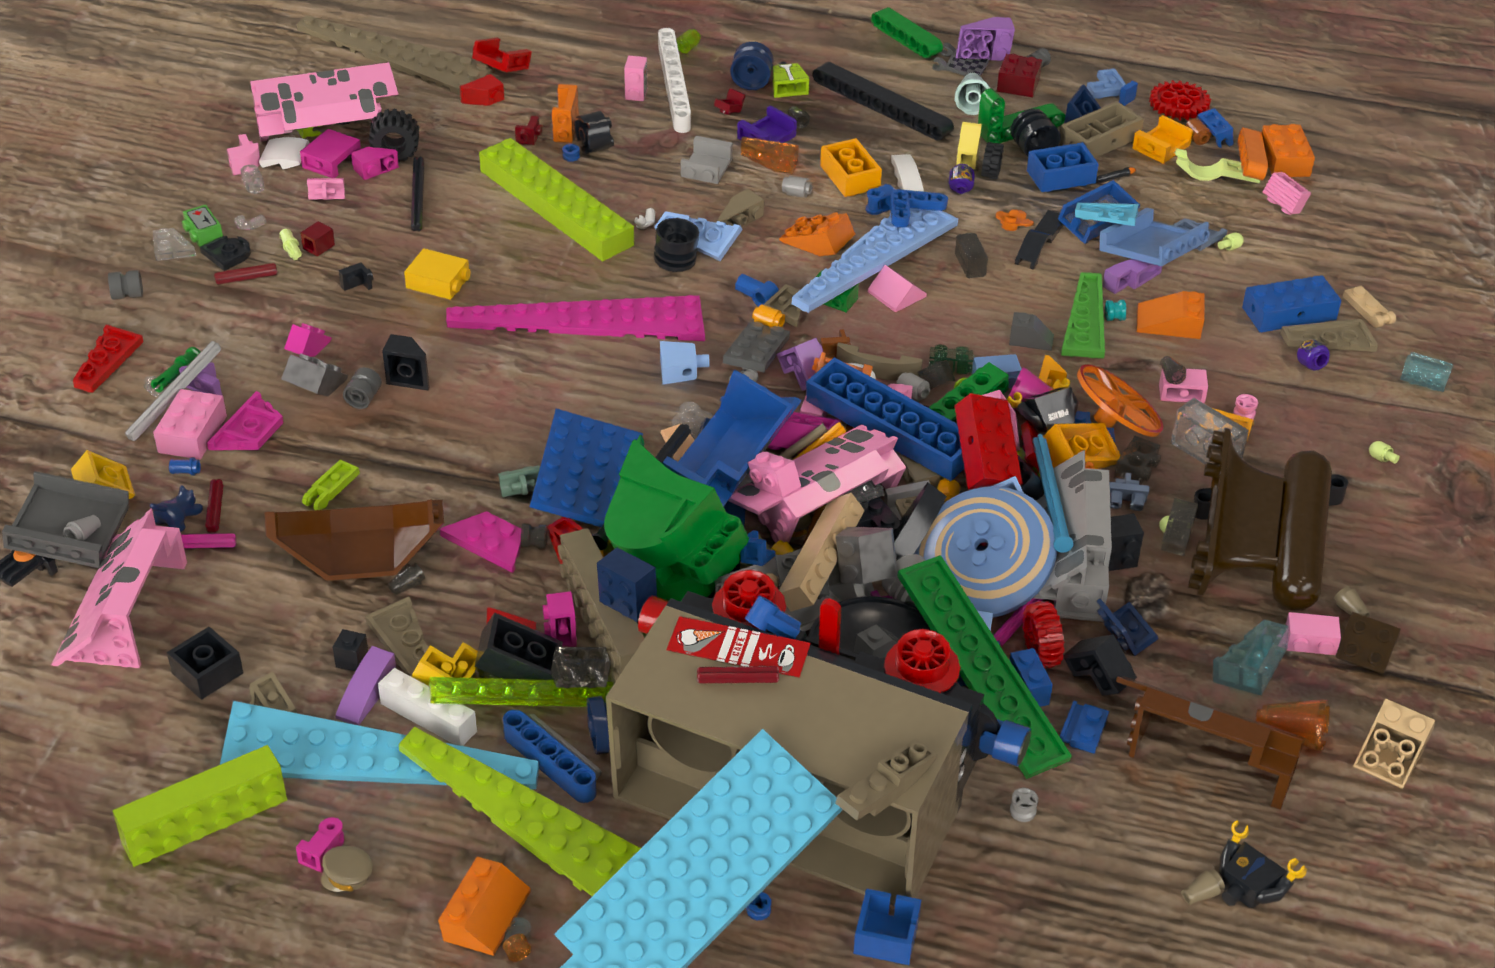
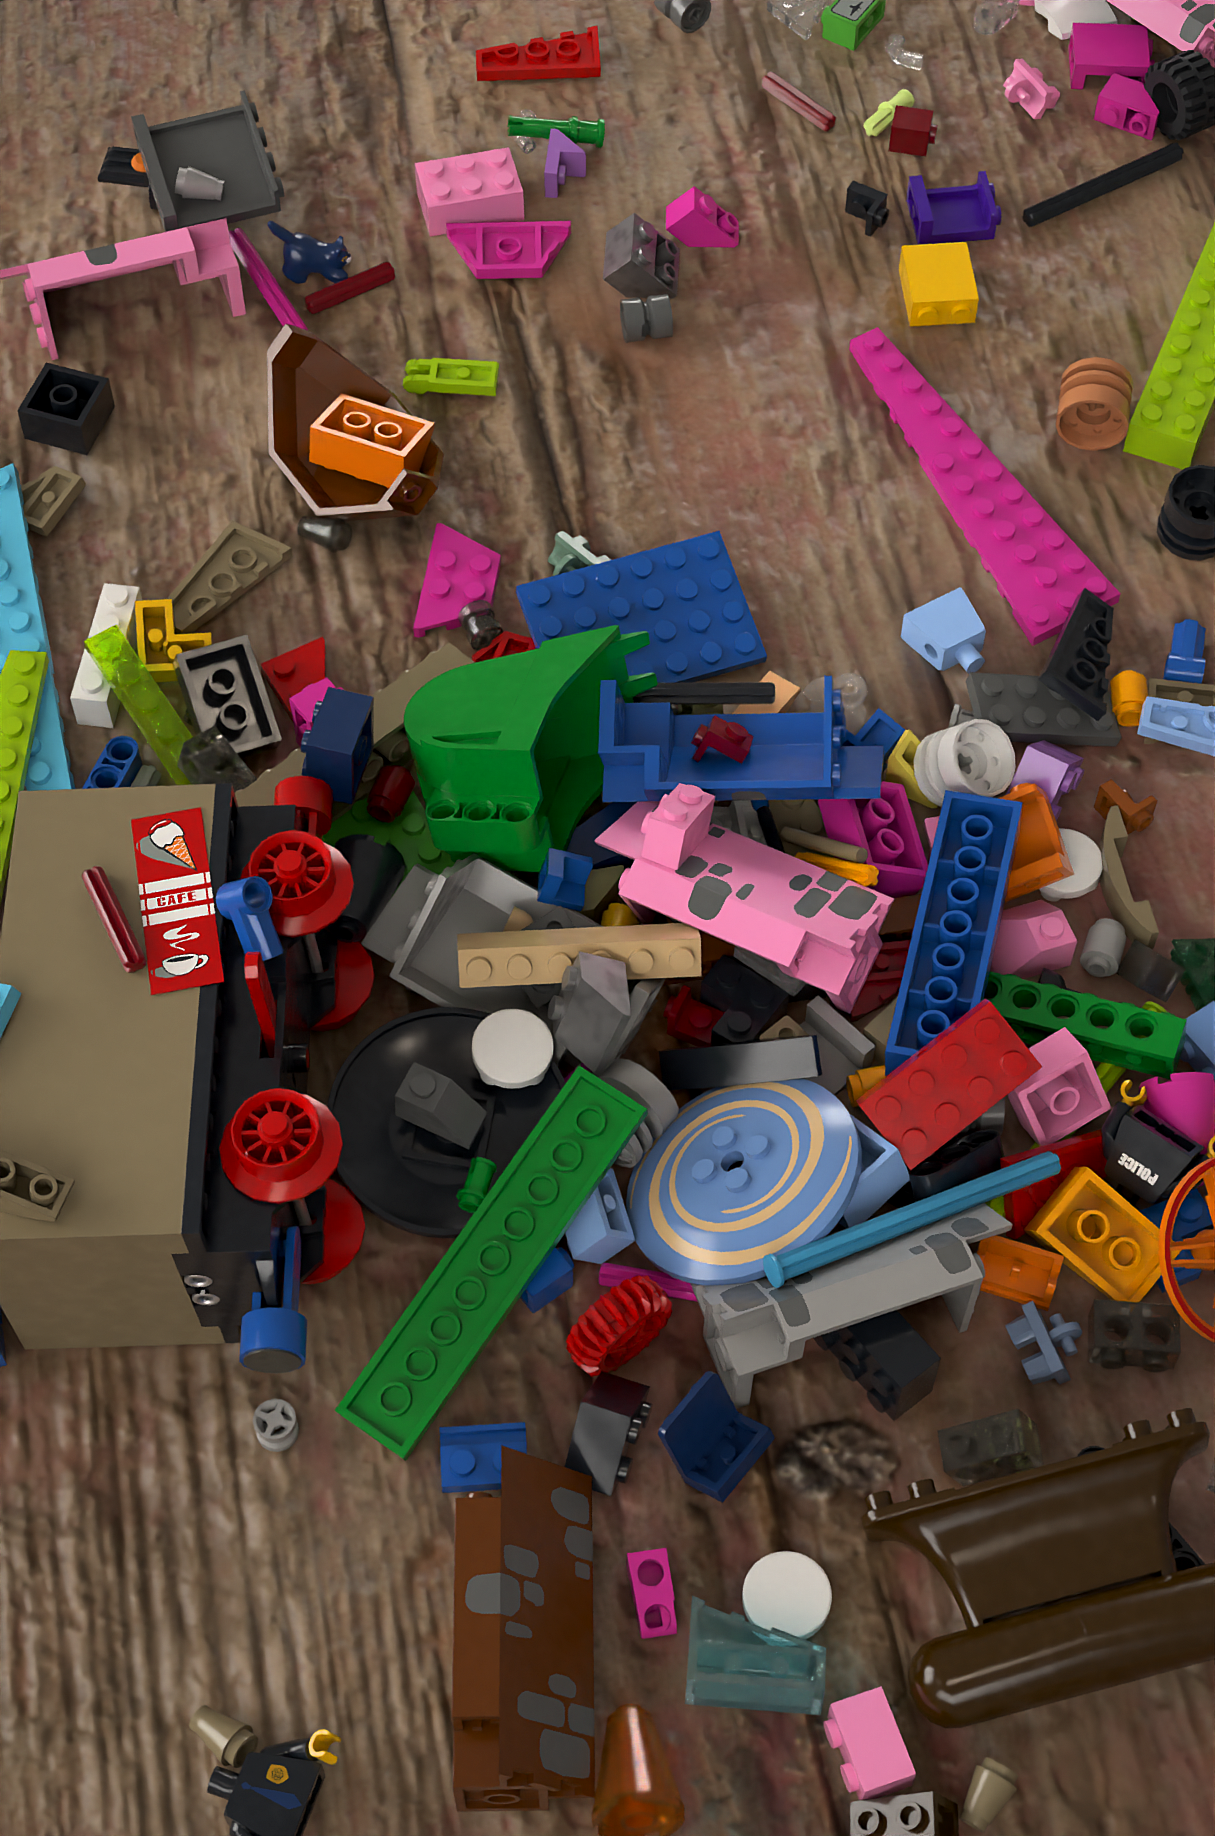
camera: 65 degrees right, 15 degrees up
(102, 471) = (323, 166): yellow slope -> none
(172, 390) = (517, 143): light grey axle -> none
(185, 466) = (400, 232): blue pin -> none
(227, 251) = (831, 63): black tile -> none
(350, 649) = (164, 534): black brick -> none
(361, 530) = (368, 440): none -> orange slope
(363, 688) = (134, 568): medium lavender slope -> none
(387, 249) = (953, 212): none -> dark purple panel
(405, 363) = (715, 332): black slope -> none
(576, 249) = (1094, 404): none -> nougat wheel
(704, 455) = (724, 737): none -> dark red bracket
(736, 317) = (1081, 656): none -> black wing
(782, 375) = (965, 759): none -> white wheel
(860, 604) = (512, 1049): none -> white tile
(1033, 674) = (529, 1343): blue brick -> none
(1197, 683) = (652, 1592): none -> dark pink leg
(1217, 634) = (787, 1594): none -> white tile

